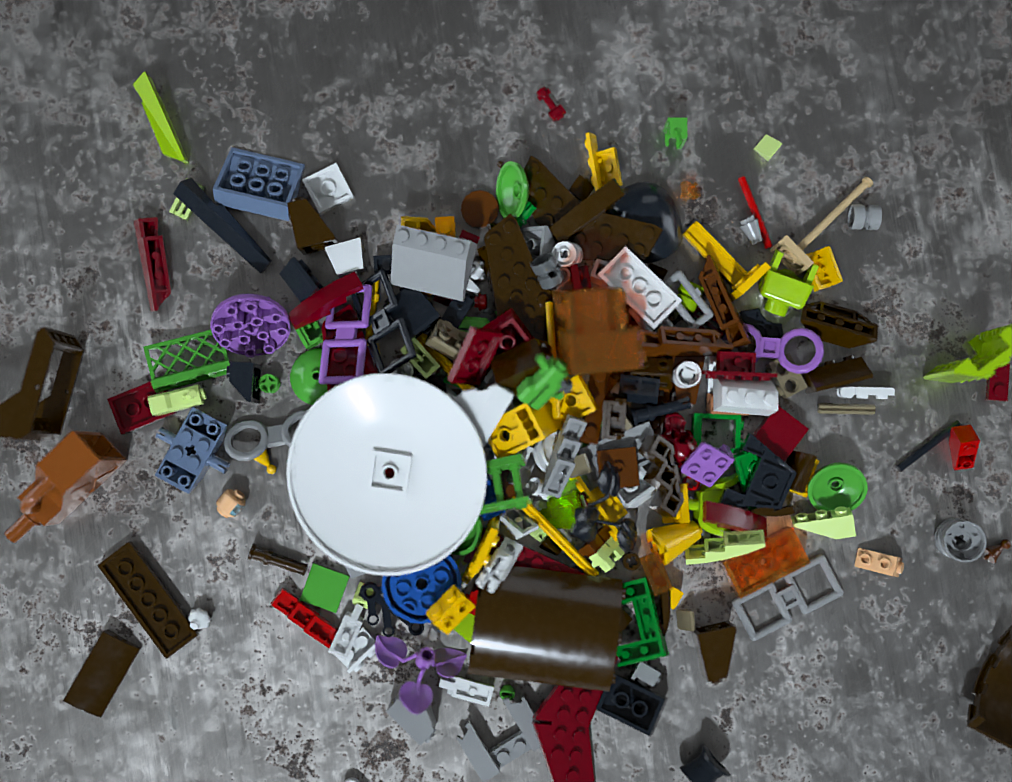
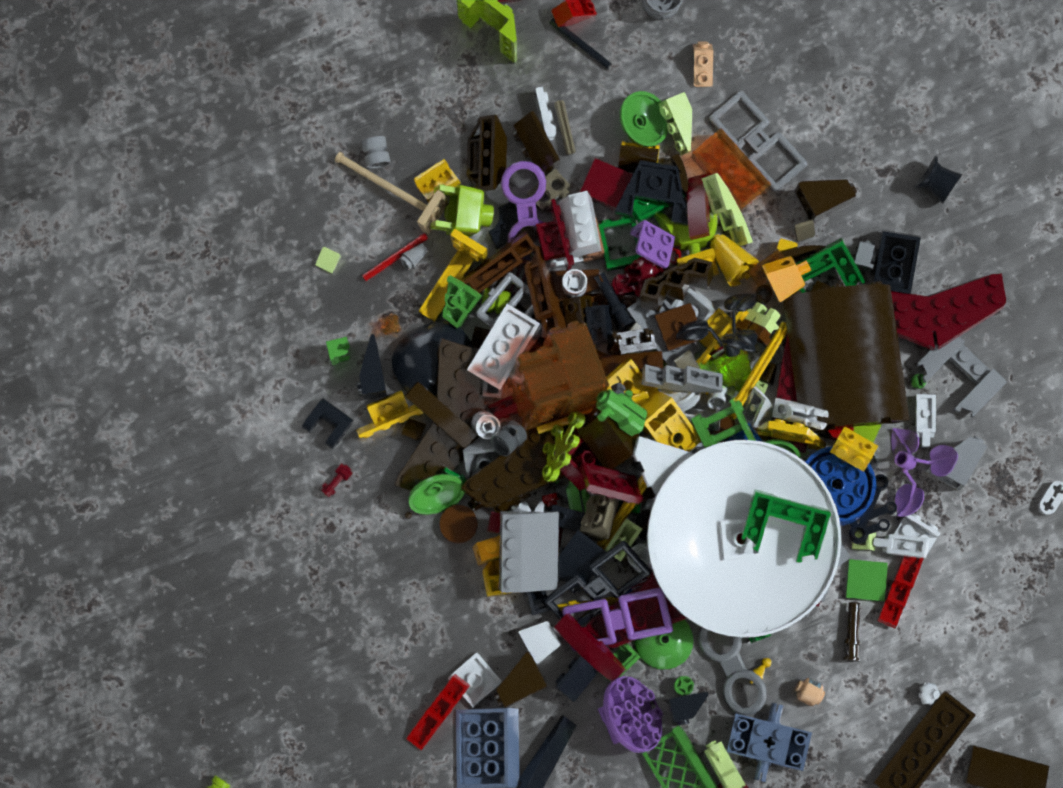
camera: 105 degrees left, 5 degrees down
(306, 146) = (438, 712): none -> red slope
(389, 548) = (766, 505): none -> green wedge
(525, 319) = (562, 446): none -> lime plant
(607, 120) = (333, 416): none -> black connector
(642, 588) = (786, 276): none -> light orange torso
(644, 158) = (371, 374): none -> black slope
(695, 259) = (459, 301): none -> bright green slope

